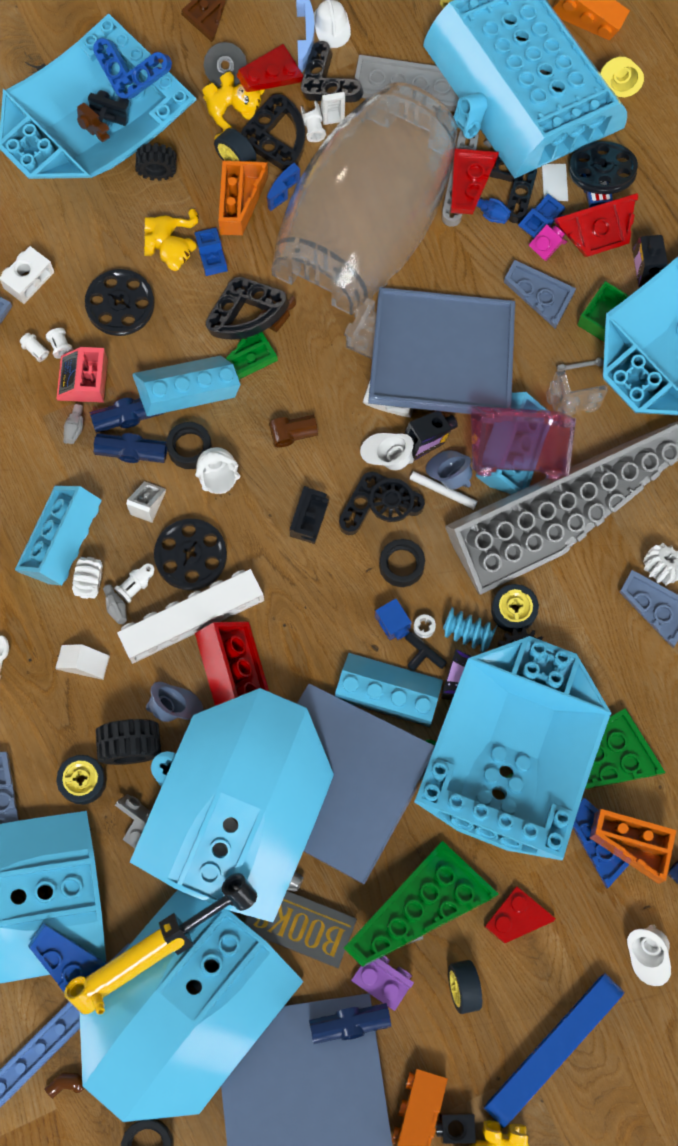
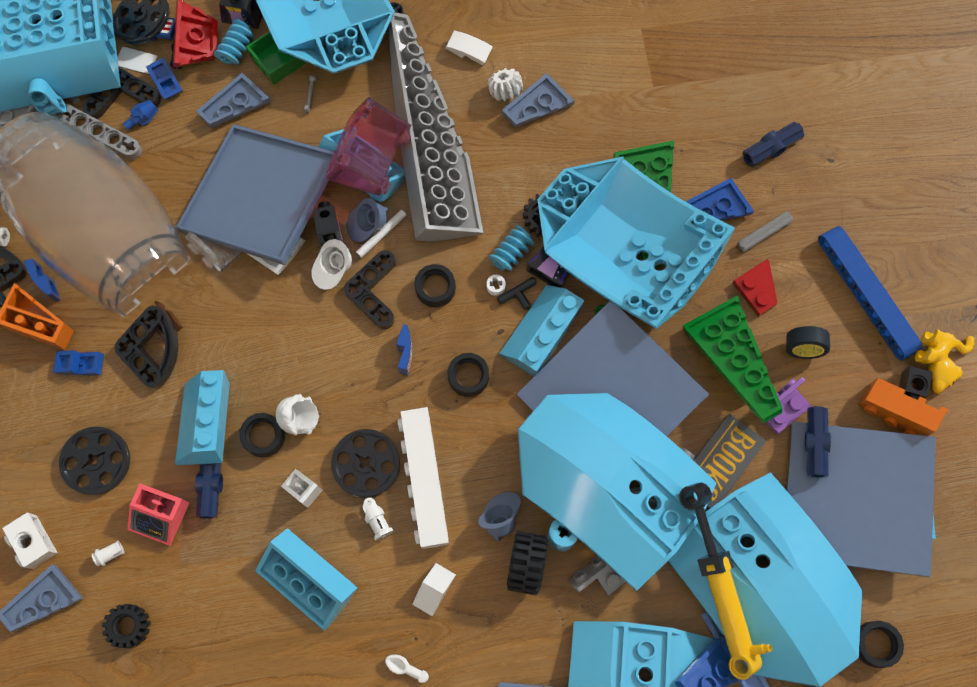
camera: 70 degrees left, 0 degrees up
(58, 342) = (113, 528): white bush -> none
(73, 425) = (202, 536): light grey piece -> none
(87, 577) = (358, 561): white gear -> none
(91, 787) = (544, 605): wheel -> none
(115, 605) = (392, 543): light grey piece -> none
(130, 448) = (245, 489): dark blue piece -> none
(173, 249) = (62, 395): yellow animal -> none
(230, 660) = (481, 454): red slope -> none
(252, 355) = (196, 354): green wing -> none
(287, 431) = (281, 344): reddish brown piece -> none
(309, 515) = (365, 350): black hinge -> none
(314, 608) = (468, 358): none -> black tyre
(329, 552) = (405, 345): none -> blue slope
(391, 500) = (377, 276): black wheel -> none
(393, 620) = (484, 307): blue brick -> none
(469, 178) = (104, 121): red wing -> none
(514, 595) = (511, 216): wheel -> none
(548, 241) = (189, 81): dark pink bracket -> none
(570, 401) = (337, 111): clear bracket -> none
(590, 909) = (764, 232): none -> light grey axle
(607, 269) = (234, 42): none -> medium azure piece
(636, 842) = (729, 174): orange wedge -> none
(650, 955) = (814, 197): white piece -> none

